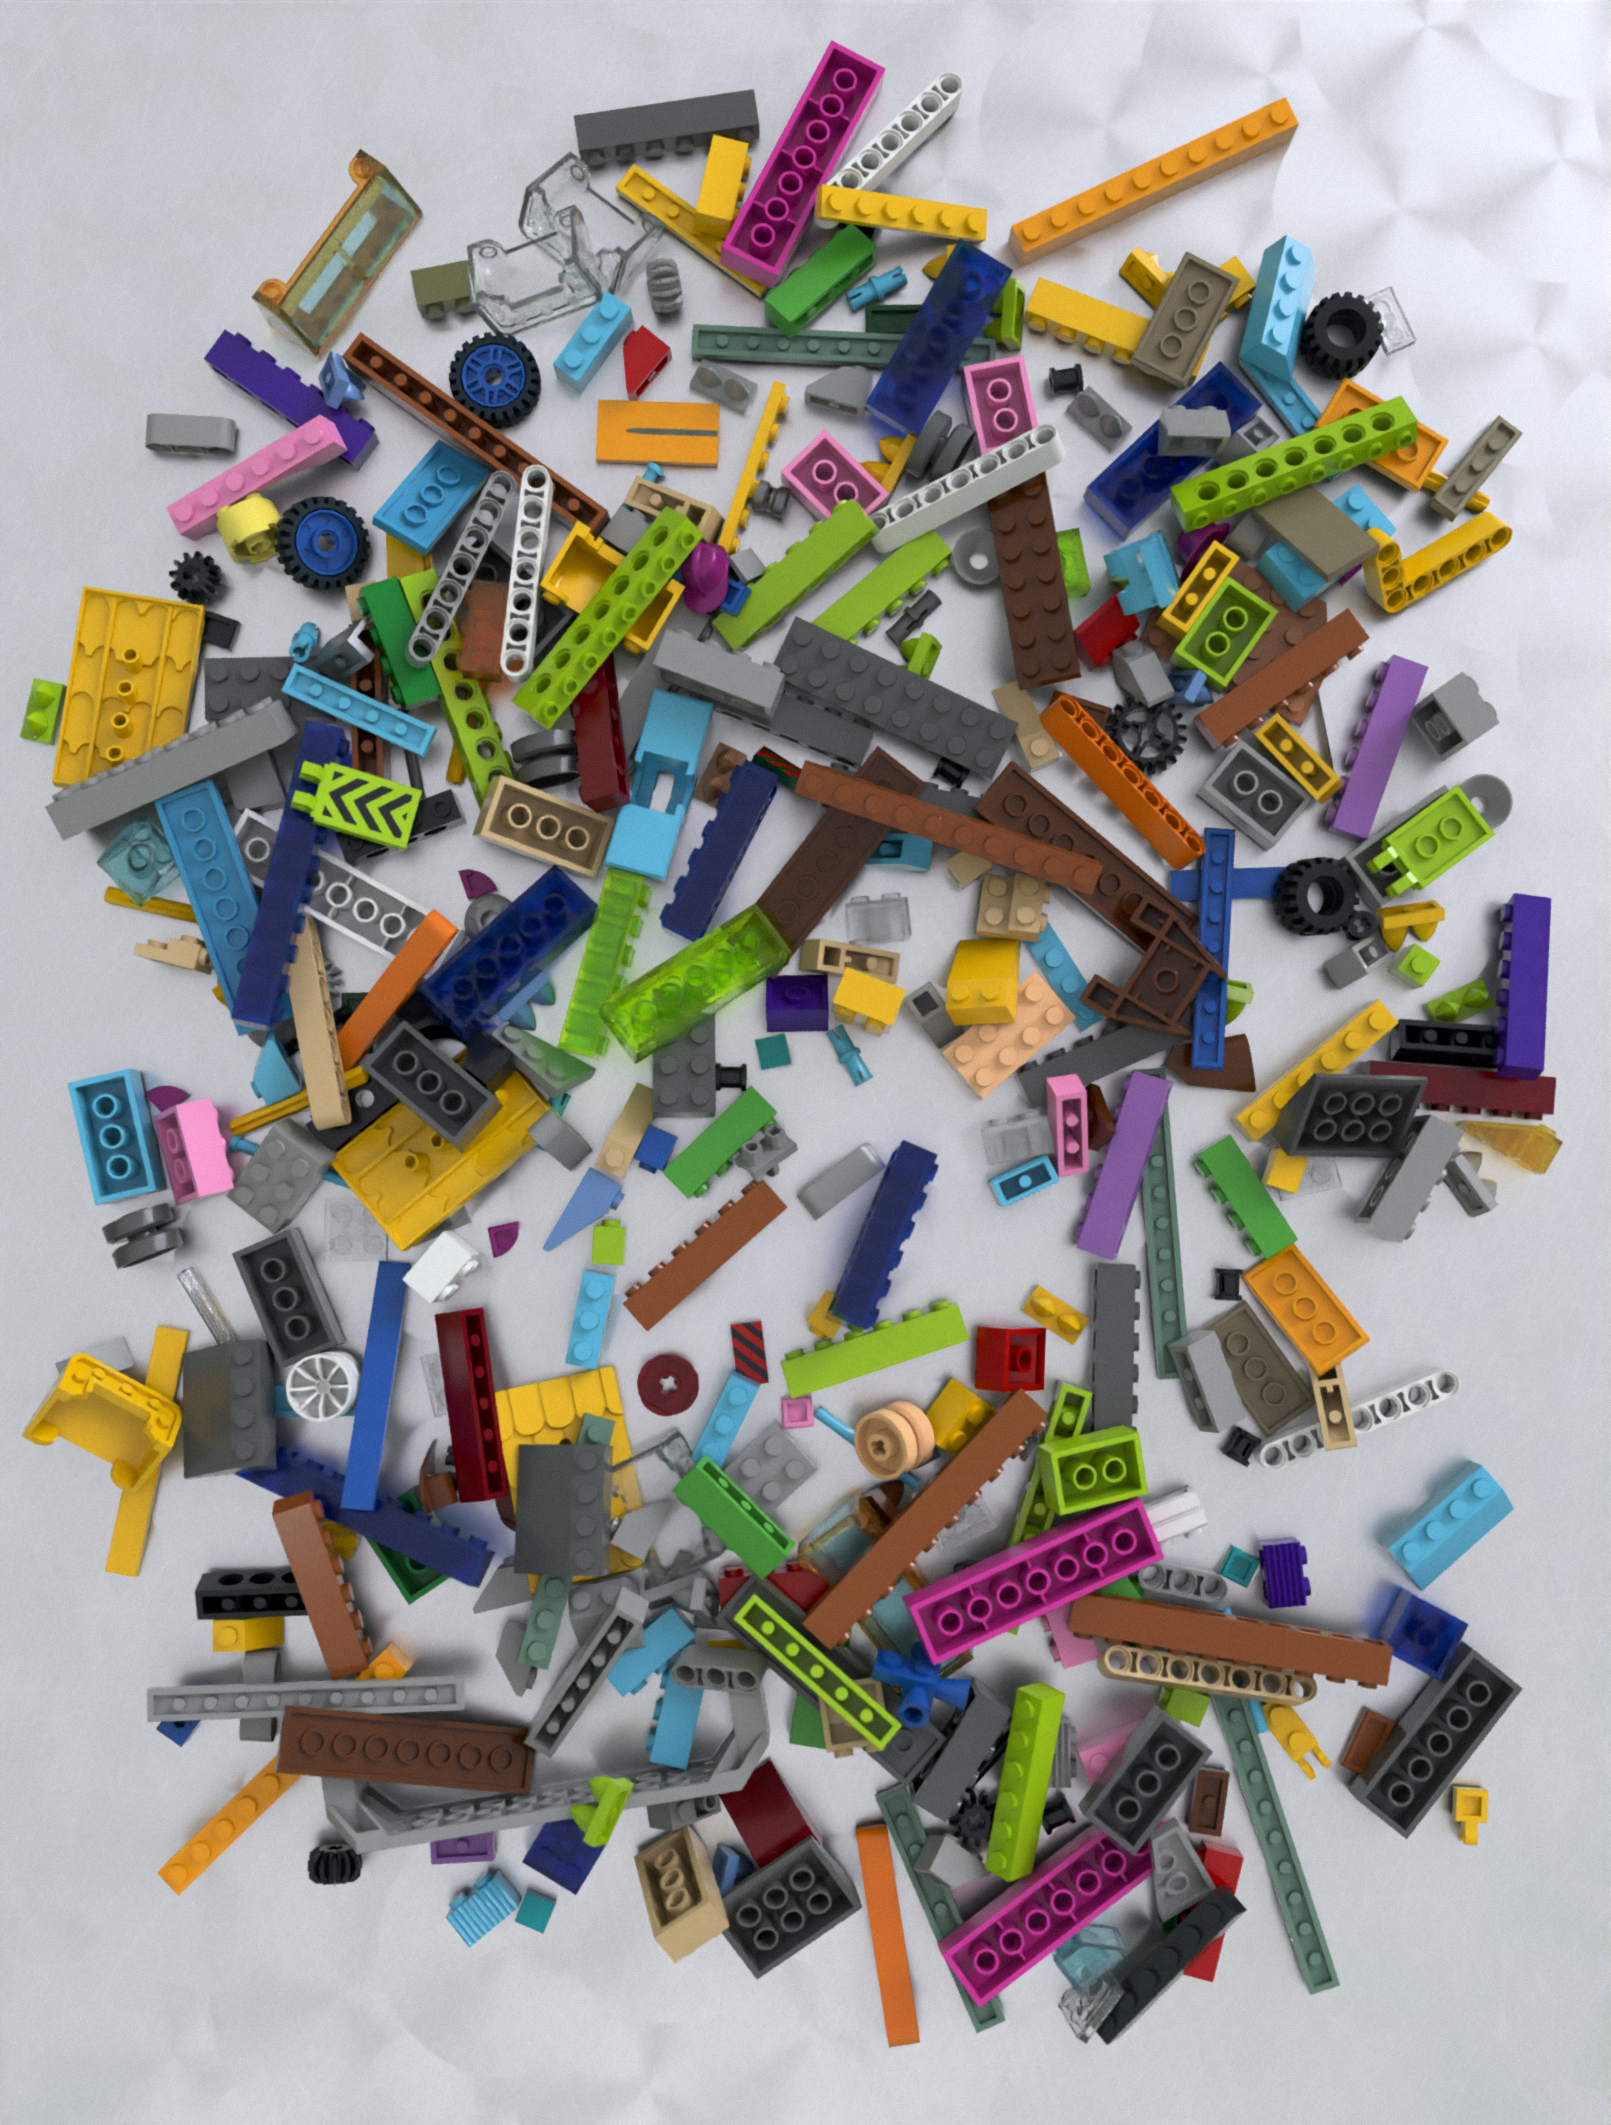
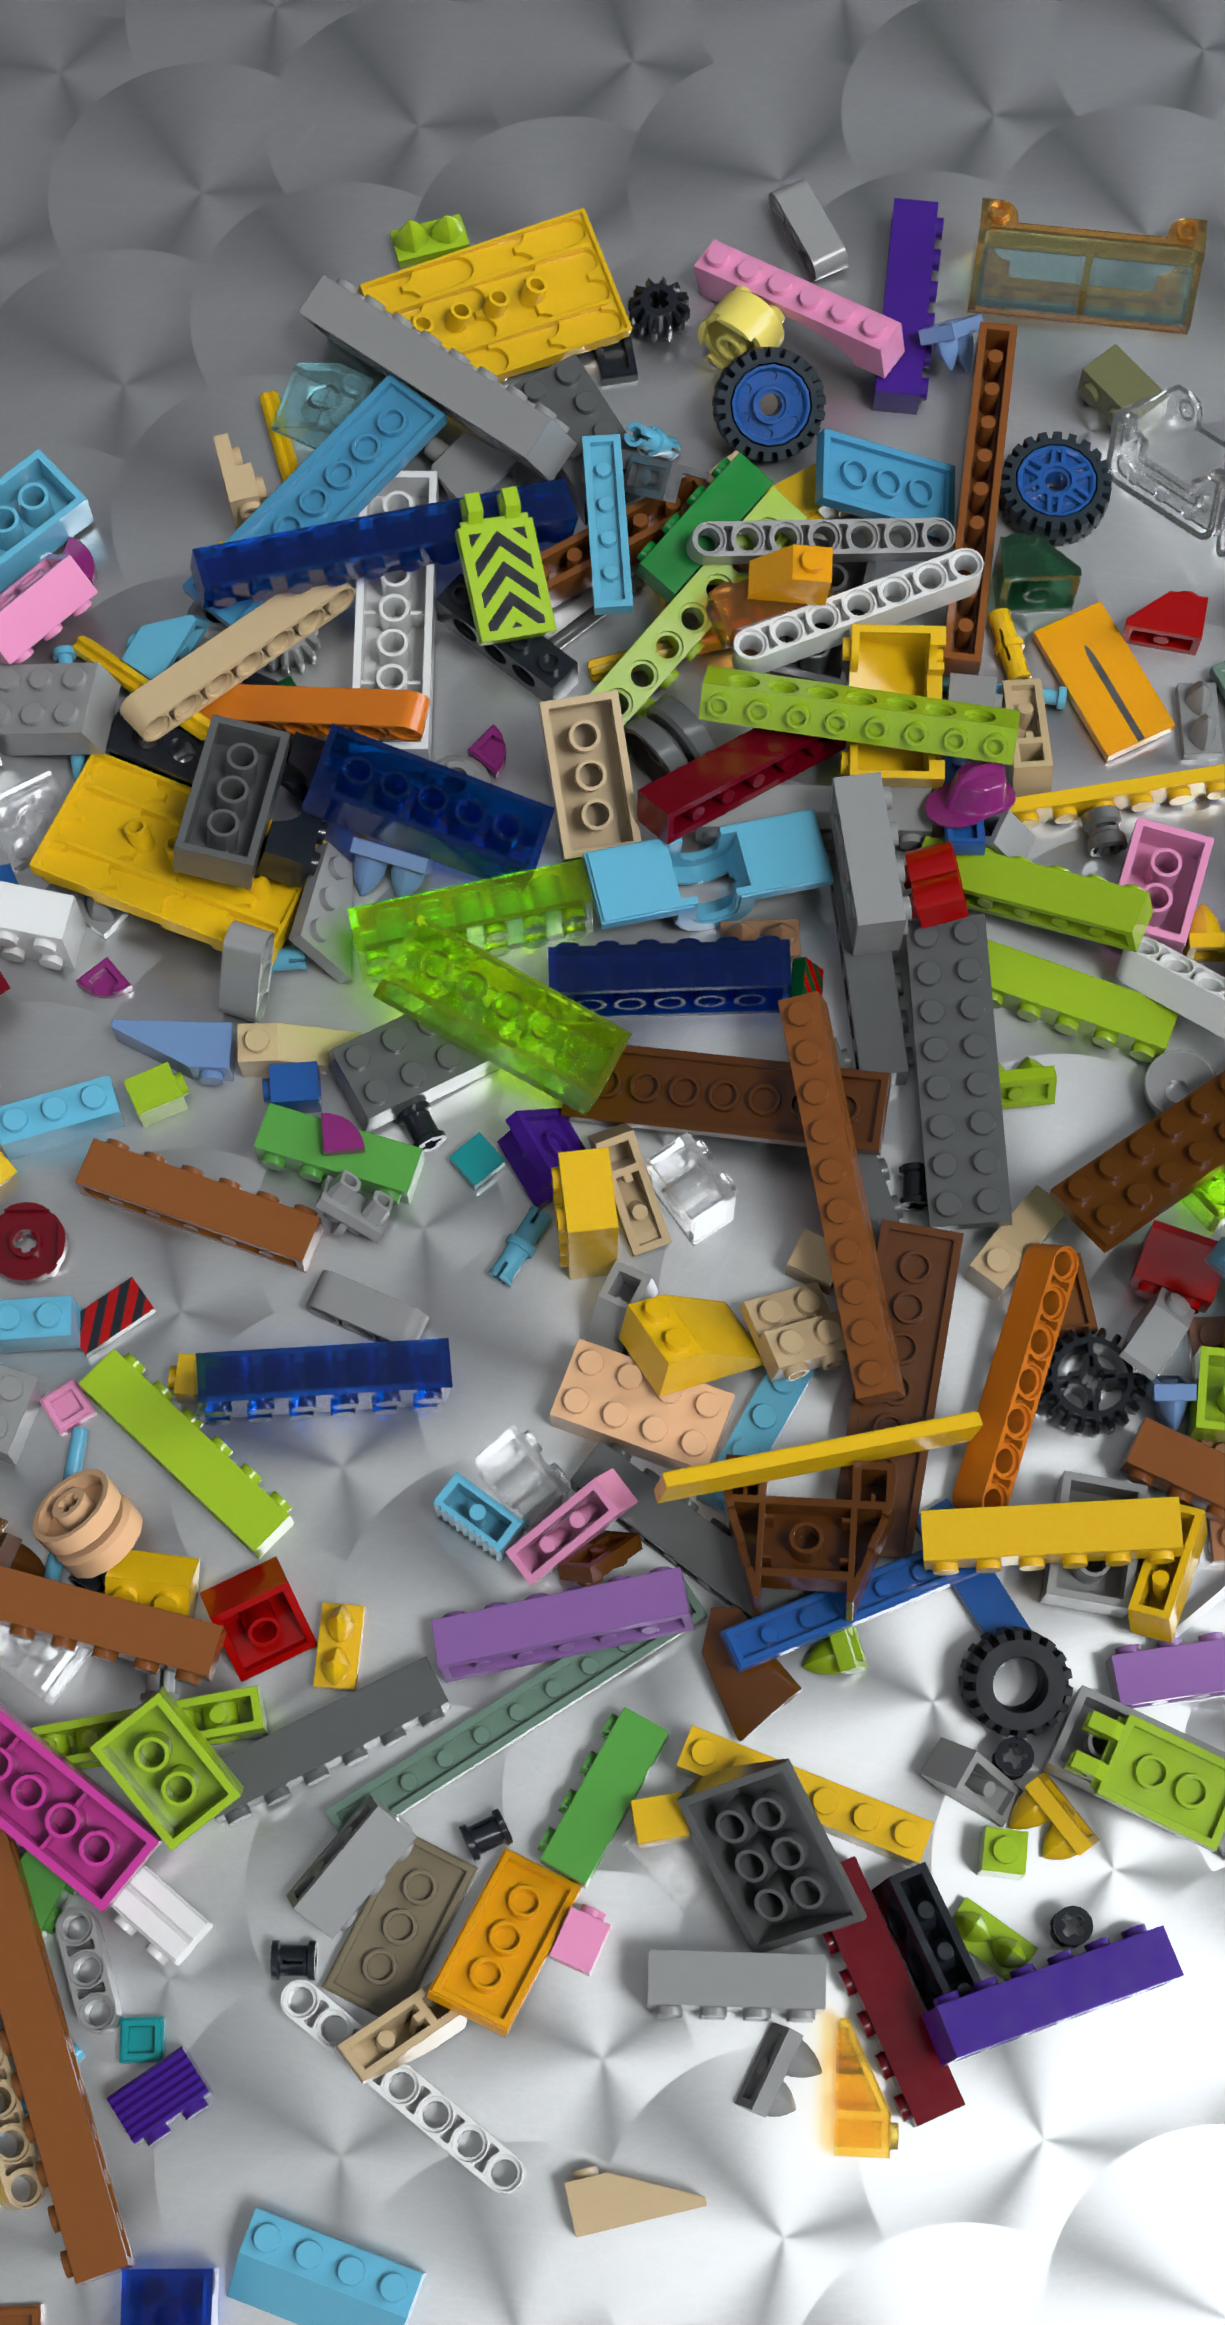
camera: 60 degrees right, 15 degrees down
(482, 605) = (792, 575): none -> light orange slope
(558, 436) = (1033, 576): none -> clear green slope
(593, 342) = (1158, 562): medium azure brick -> none
(597, 482) = (1008, 644): none -> yellow pin
(714, 1136) = (340, 1136): none -> magenta tile
(759, 637) = (935, 885): none -> red brick
(902, 852) = (786, 1177): medium azure slope -> none
(913, 617) = (1066, 1054): dark grey pin -> none
(1115, 942) = (816, 1456): none -> yellow tile
(1244, 819) = (1052, 1534): none -> yellow brick
(1327, 1258) = (581, 1939): none -> bright pink brick
(1491, 950) = (1084, 1928): none -> black bush
(1496, 1321) = (615, 2201): none -> tan slope

